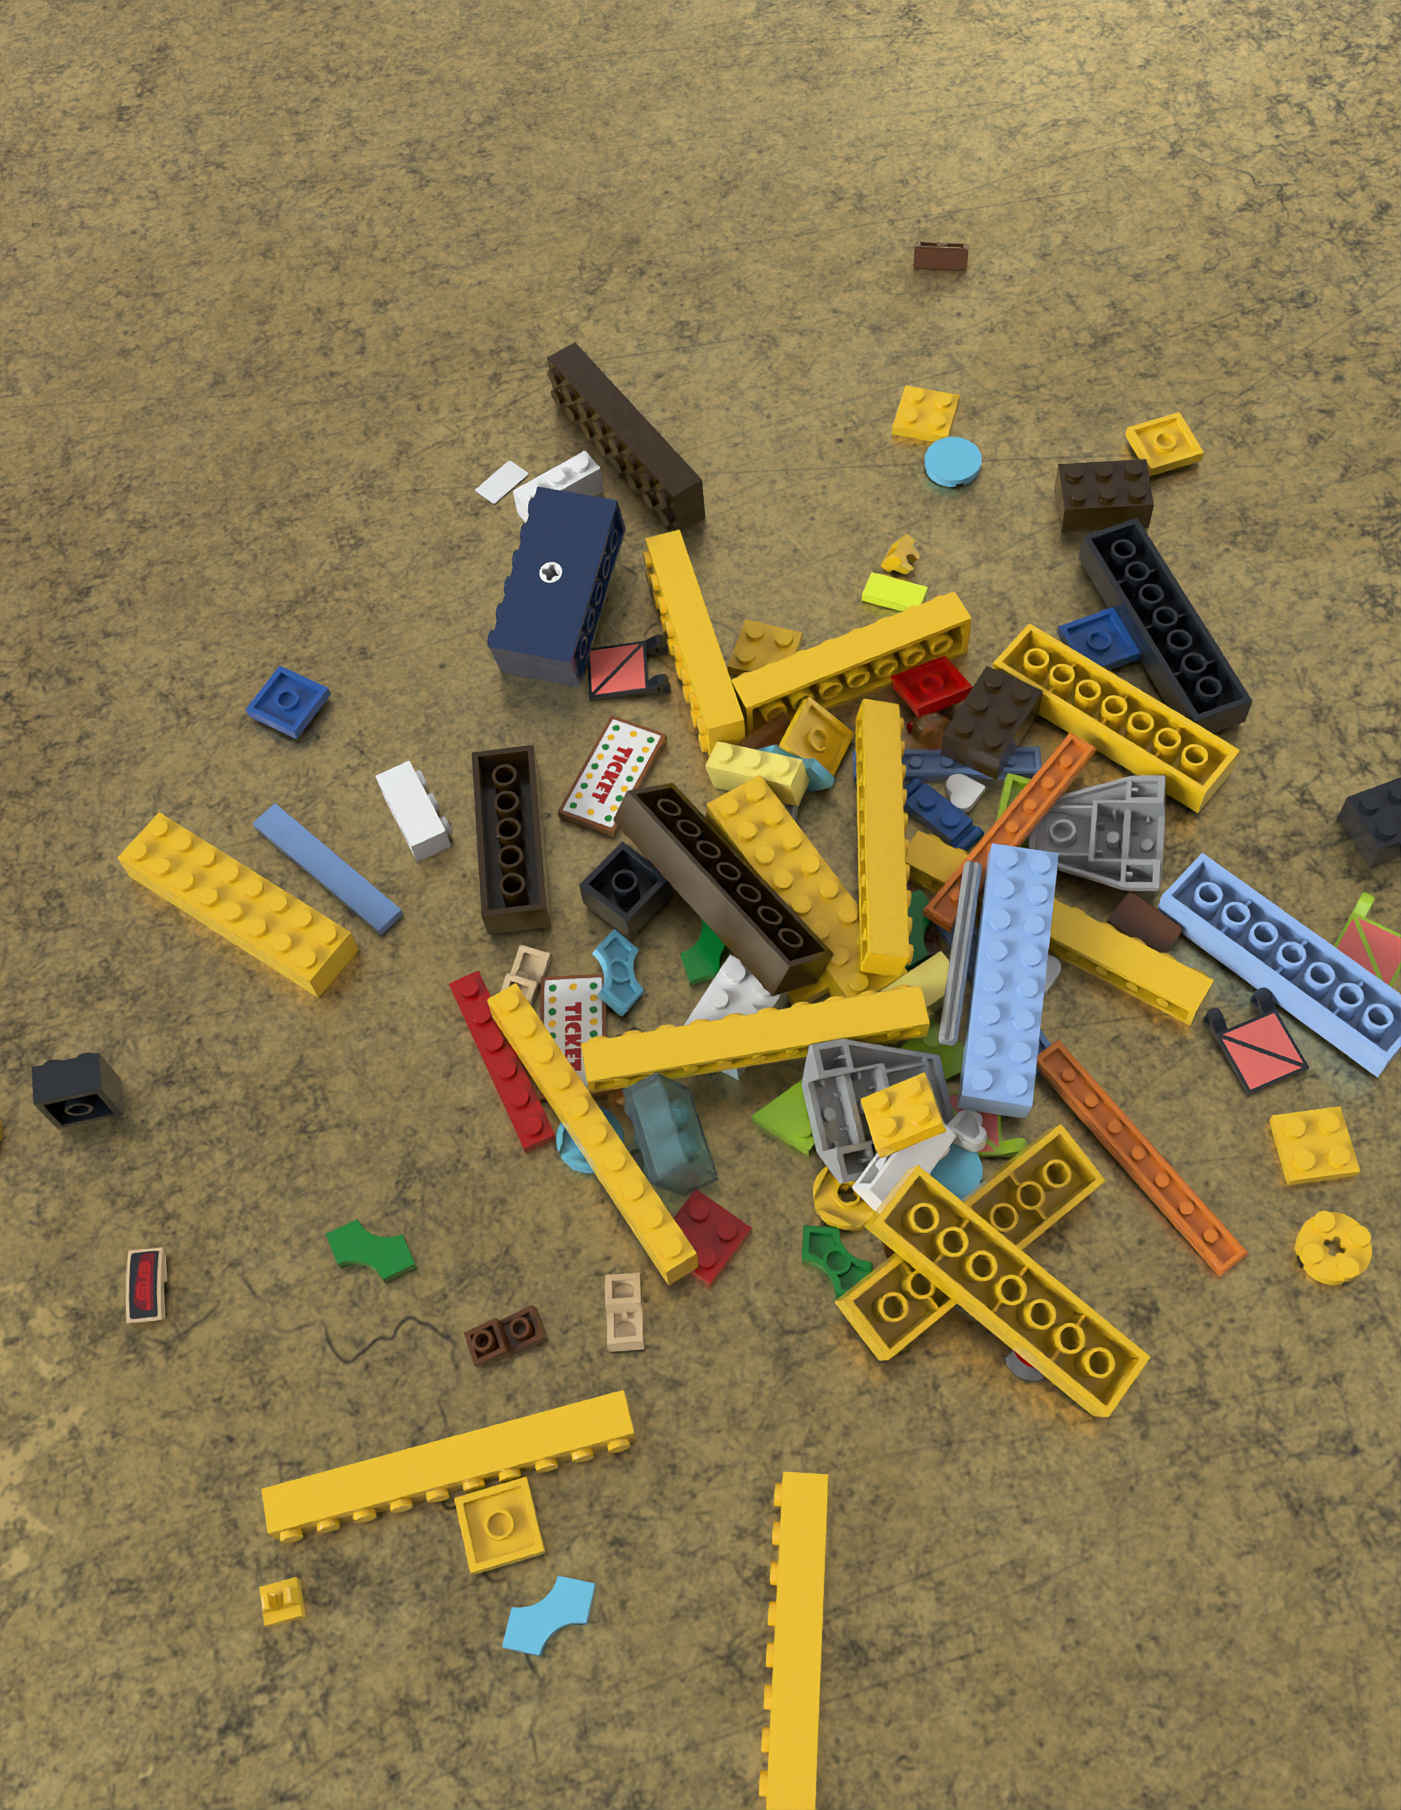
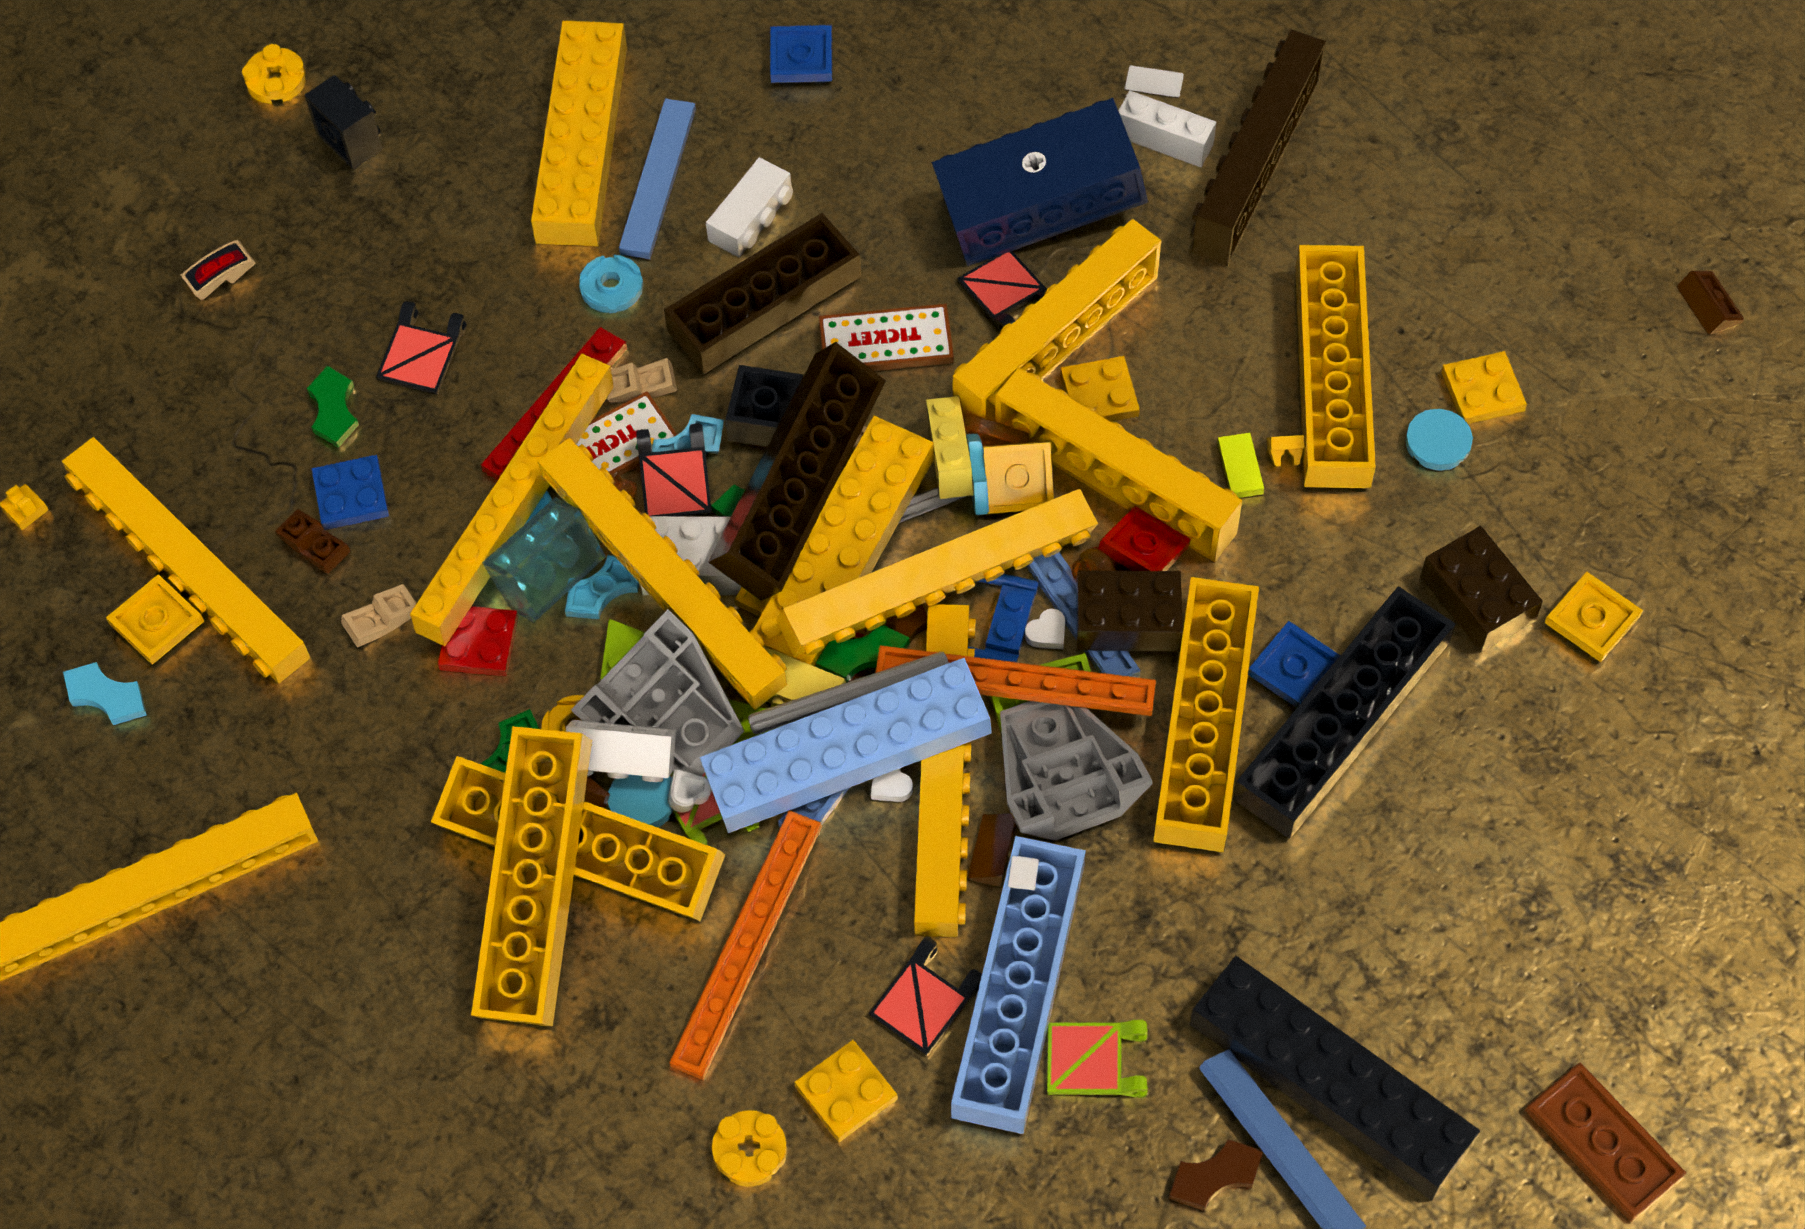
camera: 55 degrees right, 0 degrees up
(367, 1150) = (418, 355): none -> flag
(415, 970) = (613, 298): none -> medium azure tile
(474, 1278) = (350, 492): none -> blue plate
(646, 994) = (674, 479): none -> coral flag
(714, 1114) = (592, 594): none -> medium azure tile
(853, 487) = (1334, 367): none -> yellow brick
(903, 1115) = (652, 719): yellow plate -> none
(1200, 906) = (1023, 873): none -> white sticker

